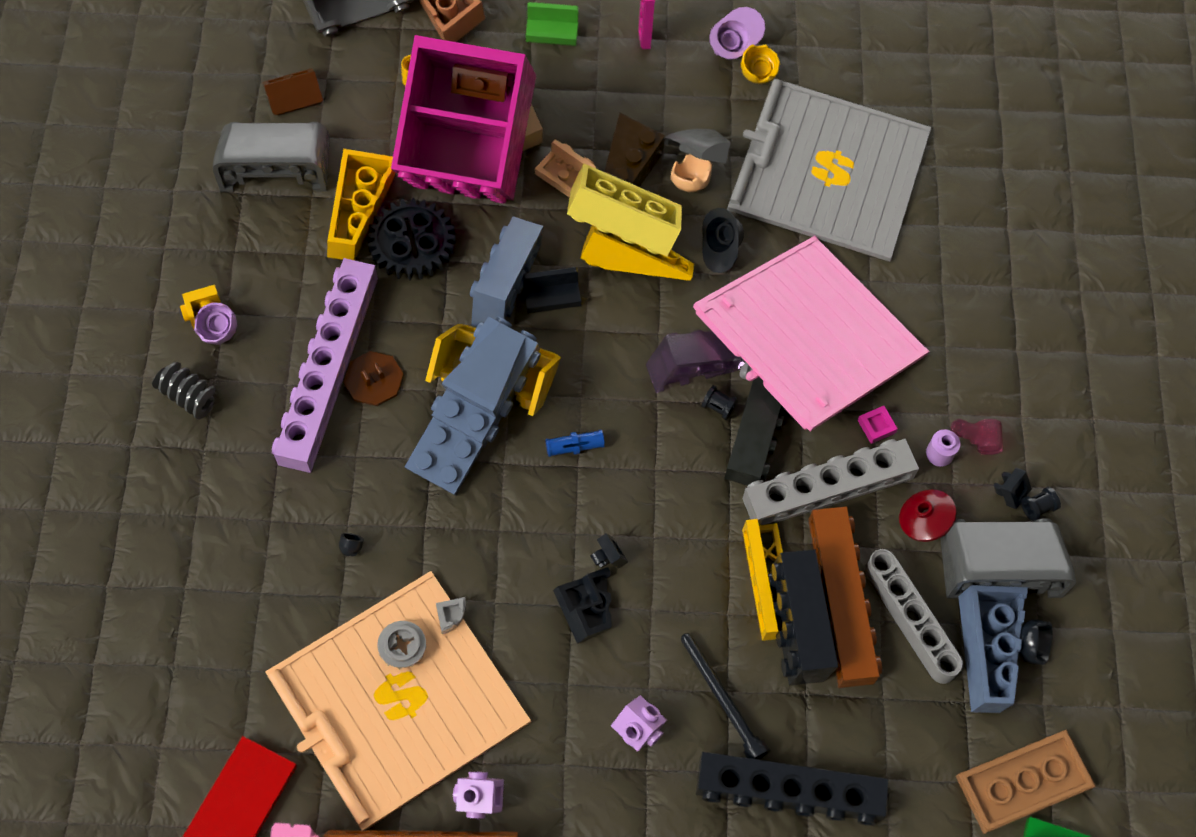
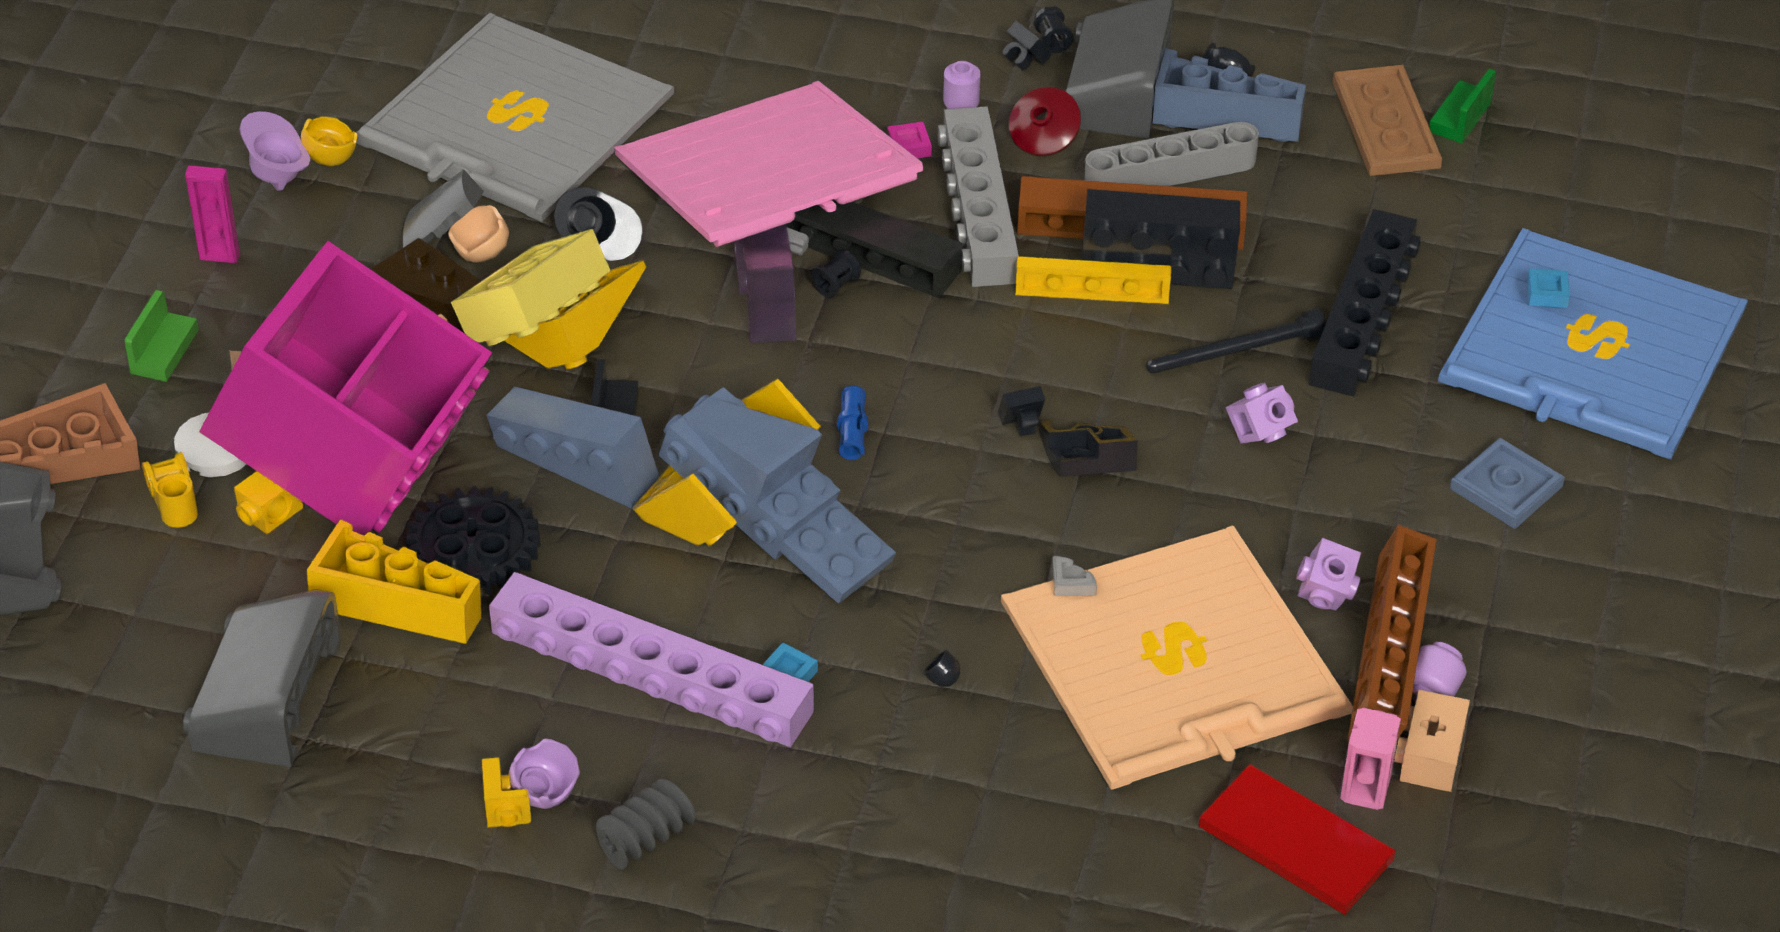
camera: 75 degrees left, 20 degrees down
(293, 91) = (142, 645): reddish brown panel -> none
(333, 447) = (792, 662): none -> dark azure plate
(373, 378) = (688, 614): reddish brown piece -> none
(407, 632) = (1116, 618): light grey gear -> none
(480, 83) = (307, 343): reddish brown panel -> none
(985, 434) = (952, 49): clear pink pin -> none

